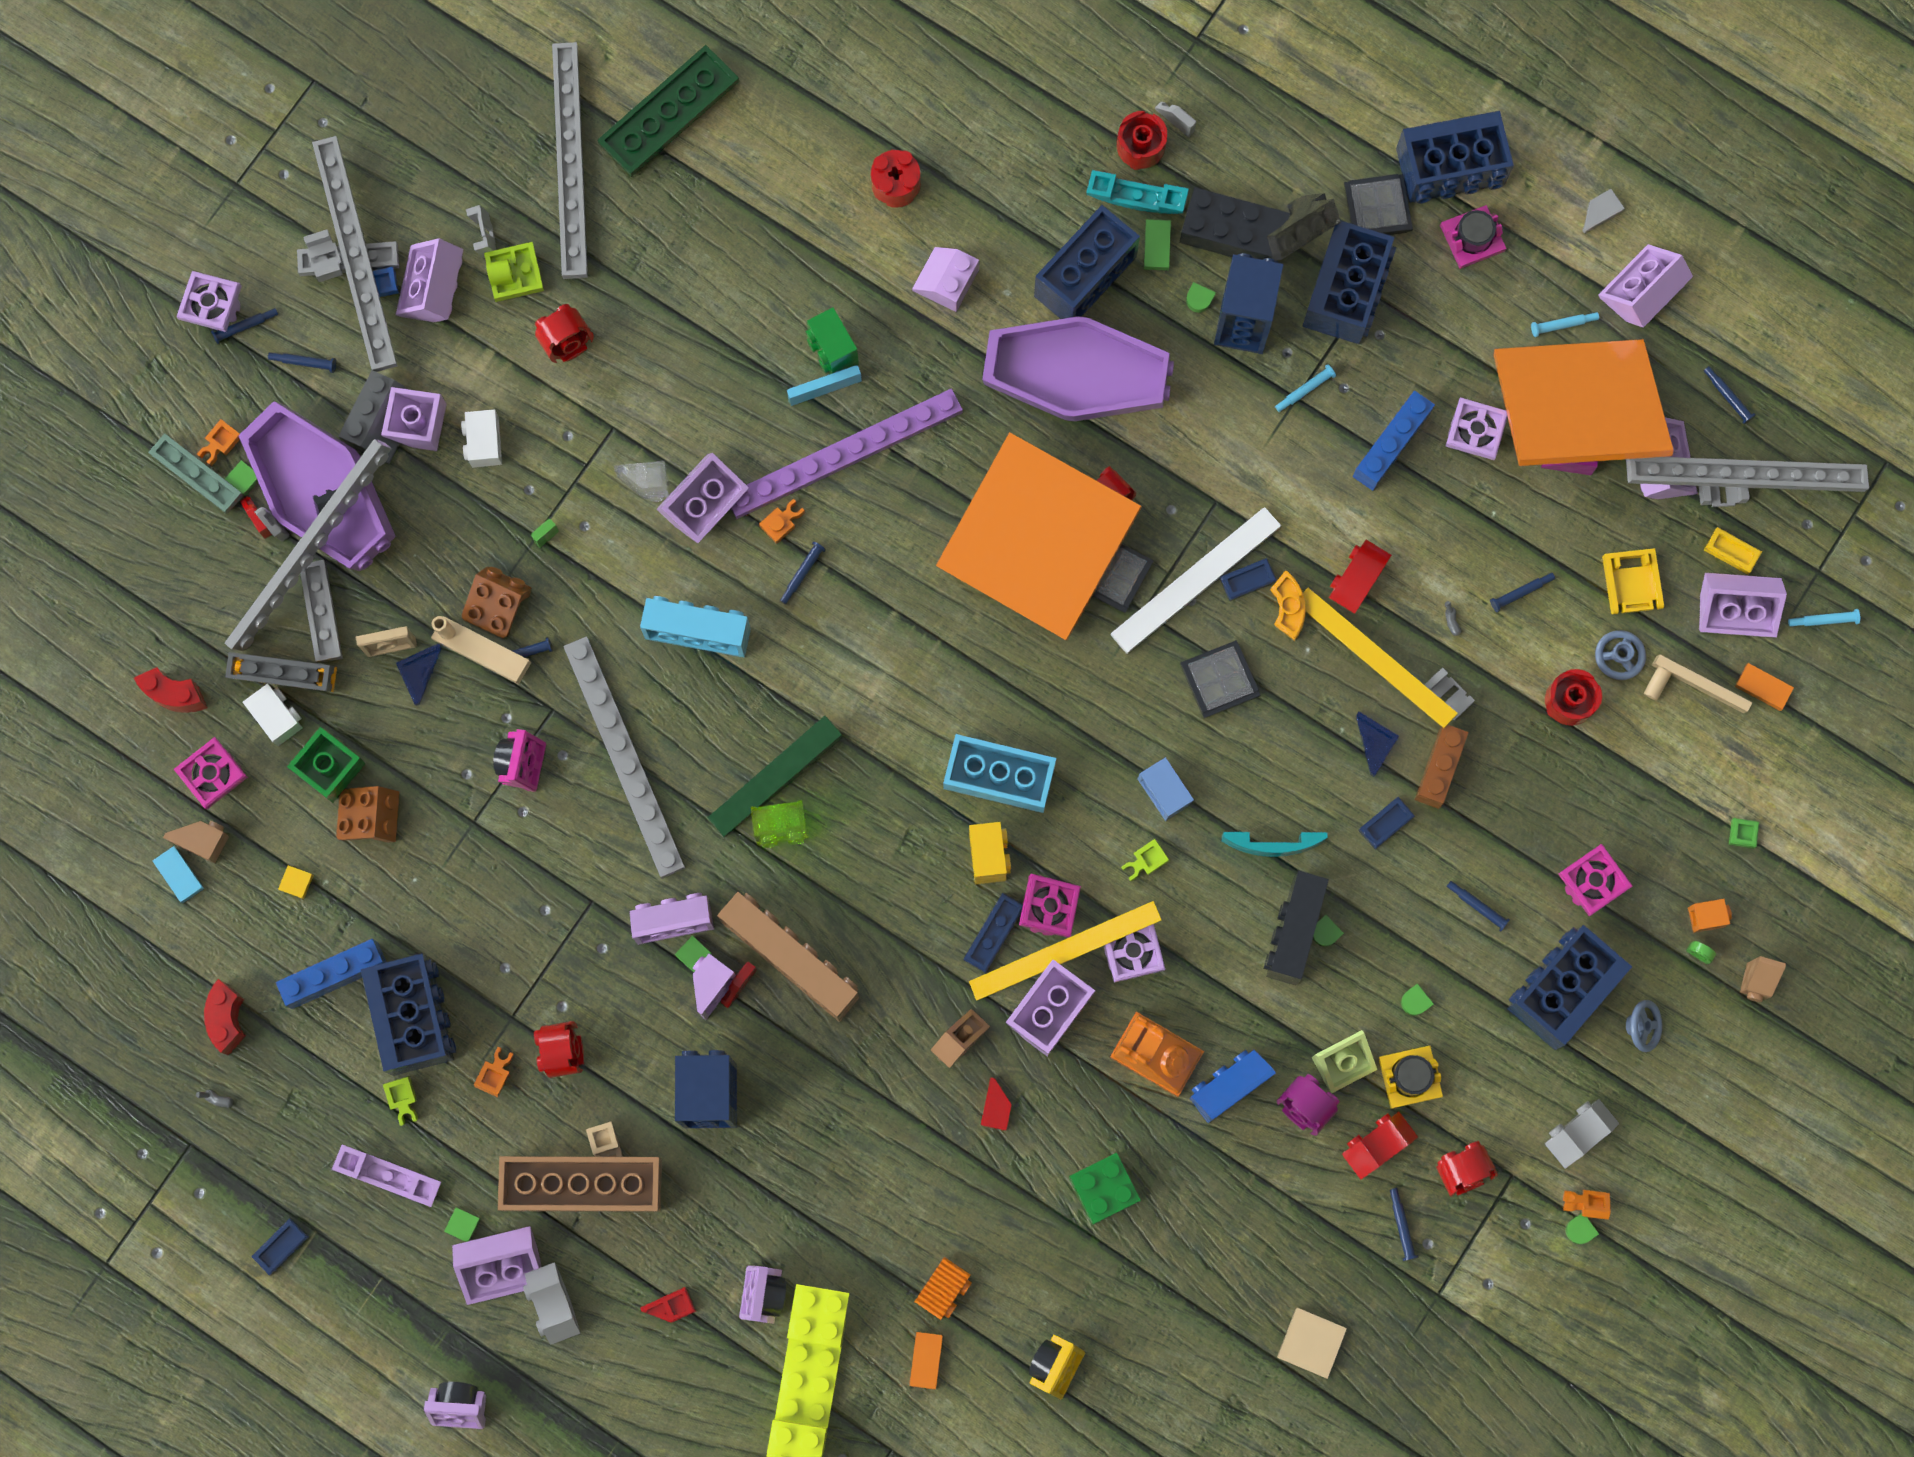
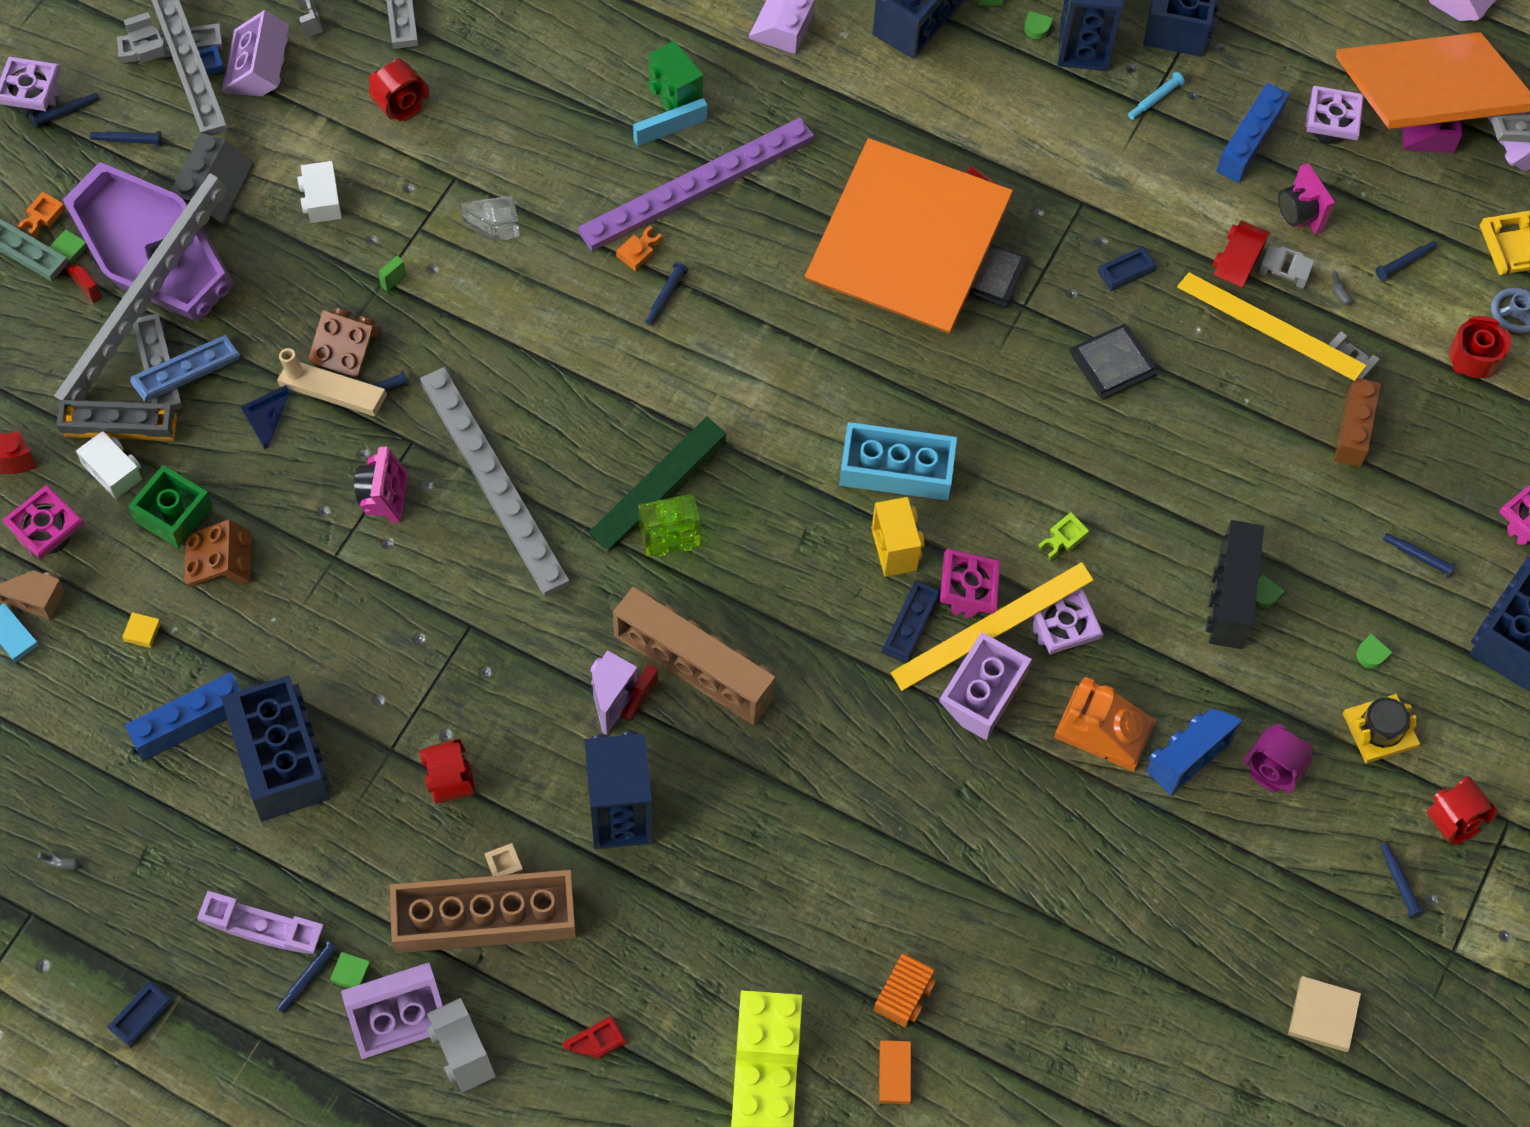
camera: 10 degrees left, 15 degrees down
(222, 1017) = (64, 768): red brick -> none
(272, 524) = (102, 281): light grey tile -> none
(346, 620) = (185, 368): none -> medium blue tile
(386, 641) = (230, 381): tan tile -> none
(400, 1095) = (271, 838): lime plate -> none
(414, 418) = (249, 175): lavender slope -> none
(425, 1225) = (308, 975): none -> dark blue piece
(493, 1076) = (375, 809): orange plate -> none
(513, 271) = (342, 44): lime plate -> none
(671, 919) = (561, 632): lavender slope -> none
(691, 952) = (581, 667): bright green tile -> none
(695, 626) = (560, 345): medium azure brick -> none
(702, 498) = (555, 227): lavender slope -> none
(762, 1294) = (701, 1011): lavender piece -> none
(960, 1038) = (888, 727): medium nougat slope -> none
(996, 1107) = (938, 797): red tile -> none
(1055, 1366) = (1044, 1059): yellow piece -> none
(1077, 369) = (926, 86): medium lavender container -> none
(1104, 1188) = (1070, 867): green brick -> none
(1165, 789) = (1073, 465): medium blue brick -> none
(1195, 580) = (1072, 273): white tile -> none
(1241, 842) = (1162, 511): teal slope -> none
(1292, 605) = (1175, 288): light orange tile -> none
(1345, 1062) = (1310, 712): yellowish green slope -> none
(1375, 740) = (1283, 406): clear blue tile -> none
(1379, 1145) = (1361, 797): red brick -> none
(1386, 823) = (1309, 483): dark blue tile -> none
(1392, 583) = (1299, 267): none -> light grey piece
(1430, 526) = (1304, 200): none -> piece
(1562, 323) = (1375, 30): medium azure piece -> none

